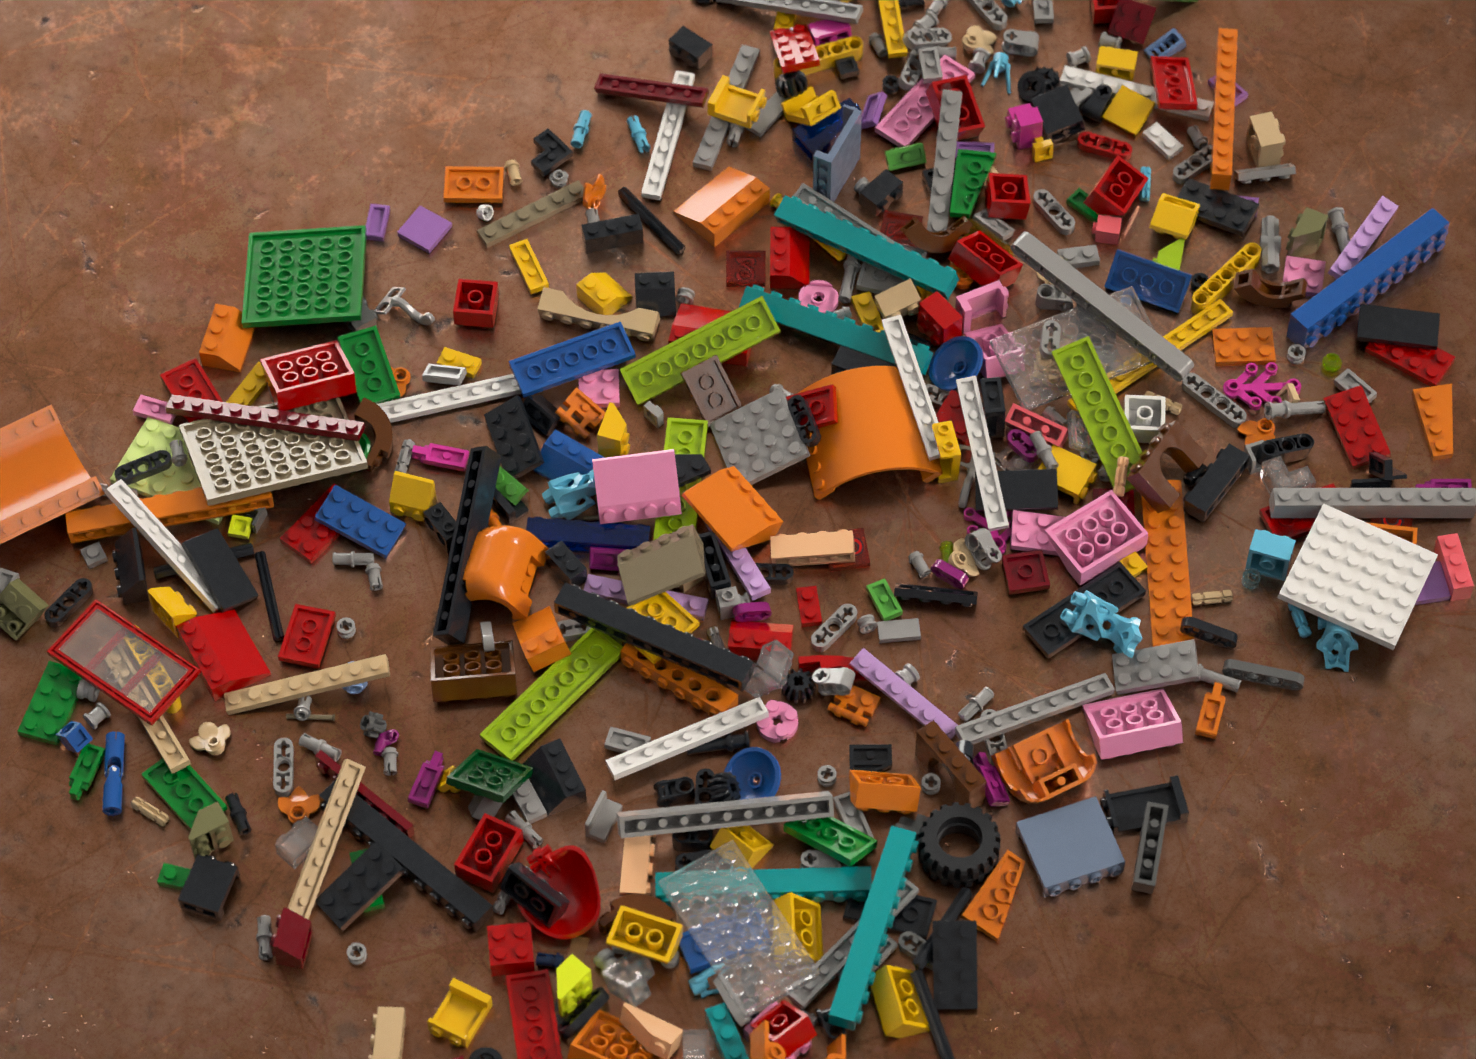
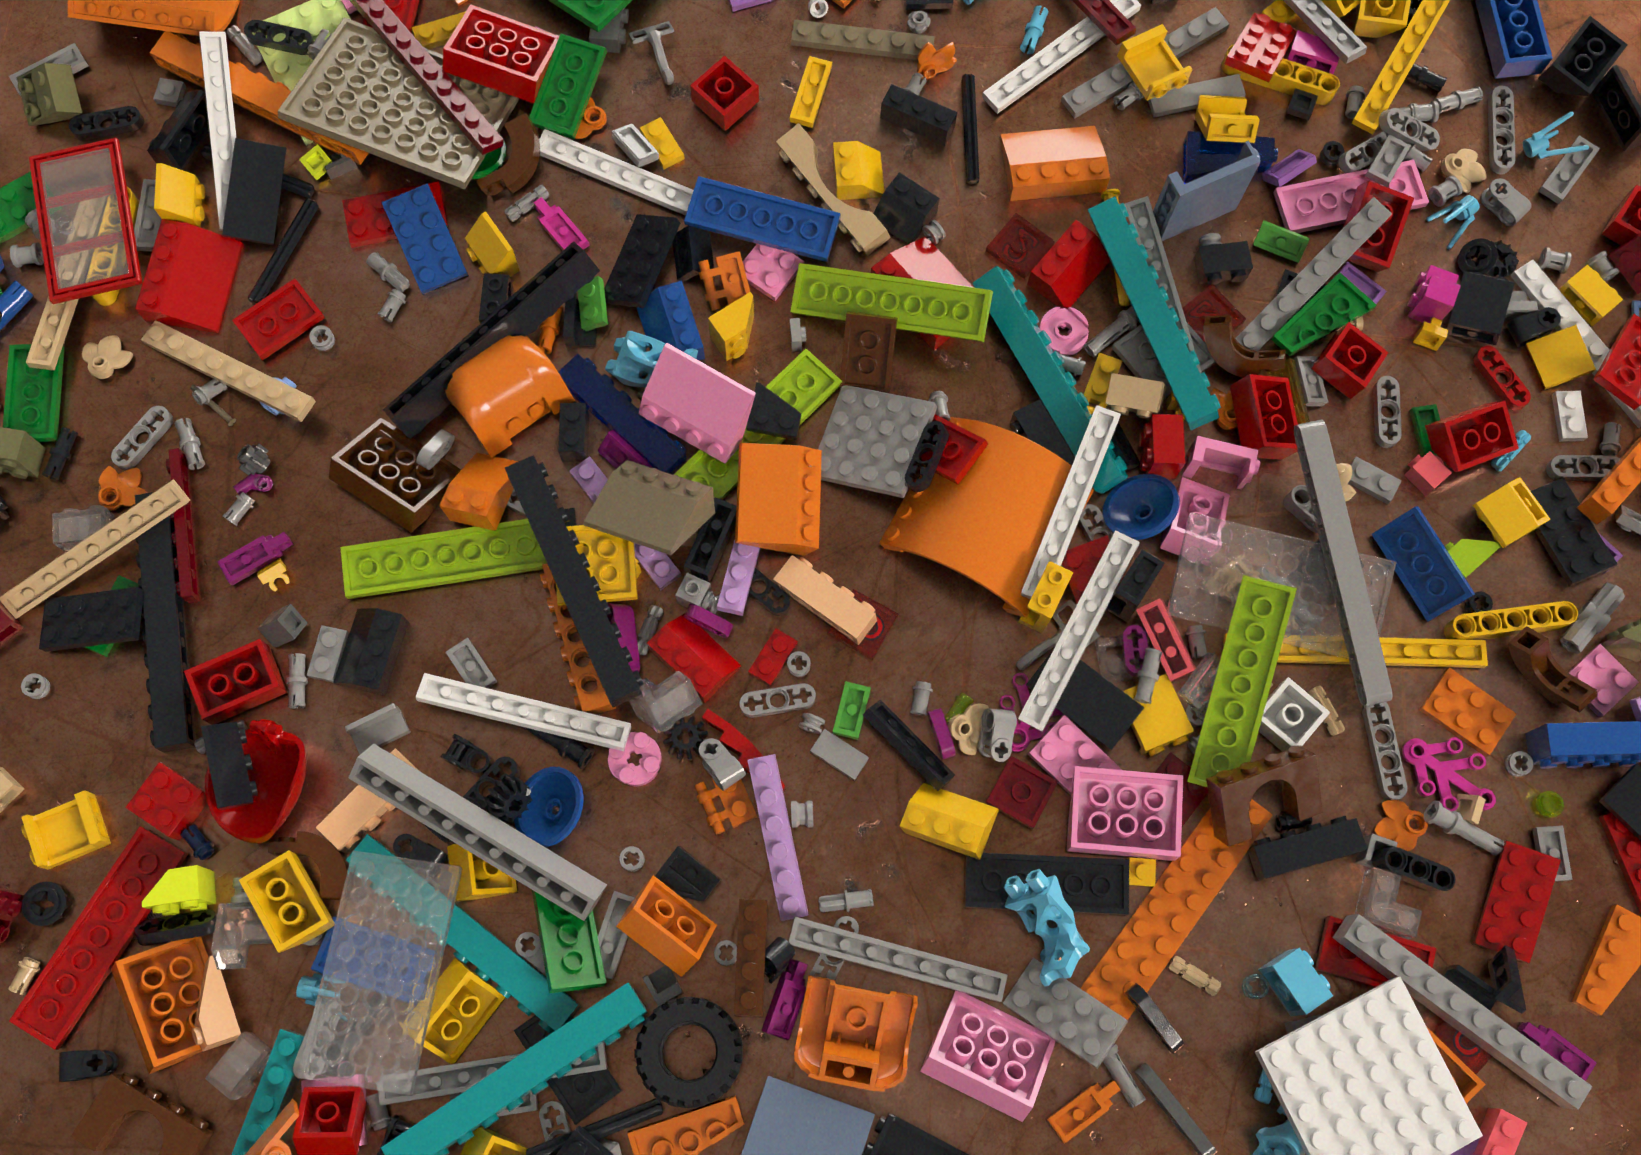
camera: 35 degrees right, 15 degrees up
(152, 625) = (147, 218): none -> light grey plate
(489, 776) = (302, 601): dark green plate -> none
(791, 84) = (1225, 82): black gear -> none
(827, 604) = (792, 668): none -> light grey bush
(998, 616) = (949, 820): none -> yellow slope
(1045, 338) = (1251, 553): light grey beam -> none
(1121, 475) = (1205, 768): light nougat axle -> none

